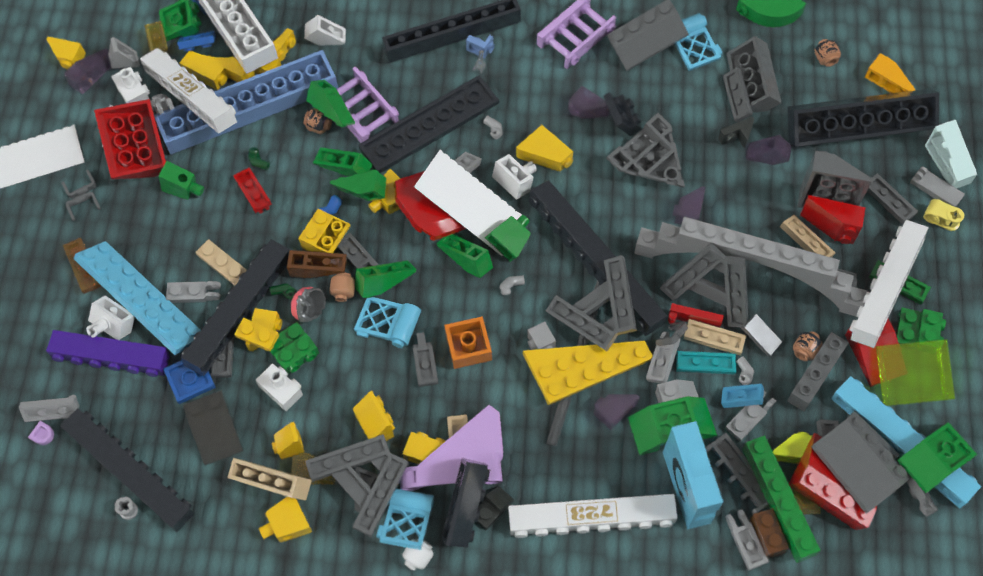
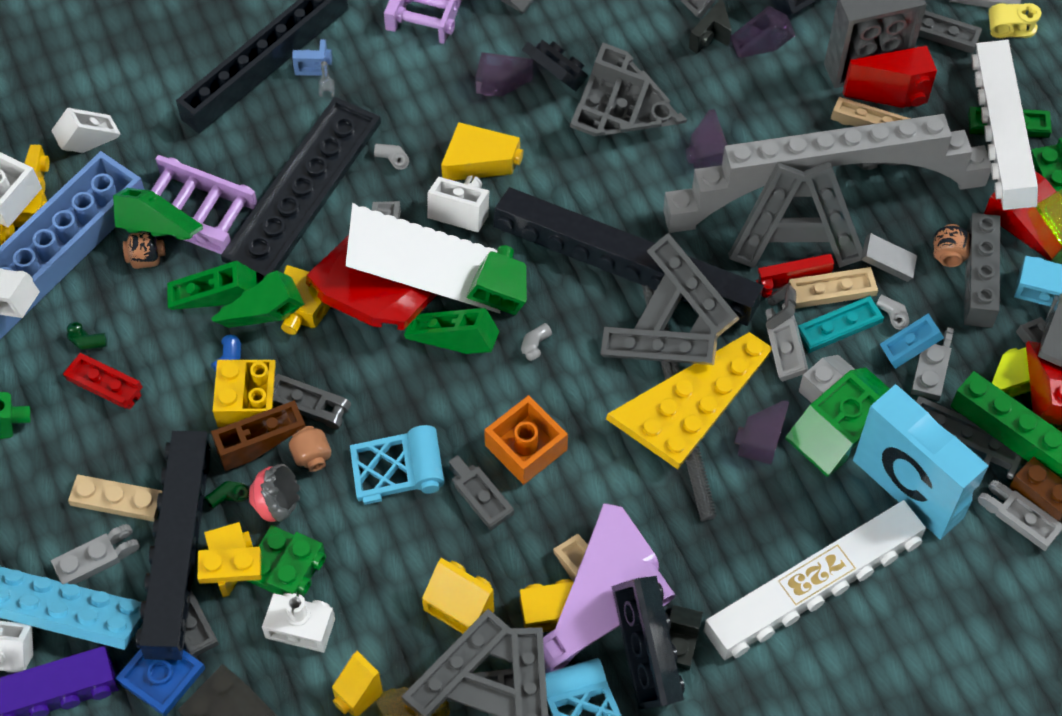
camera: 30 degrees left, 5 degrees down
(380, 278) = (357, 412): green slope -> none
(541, 337) = (616, 389): light grey brick -> none

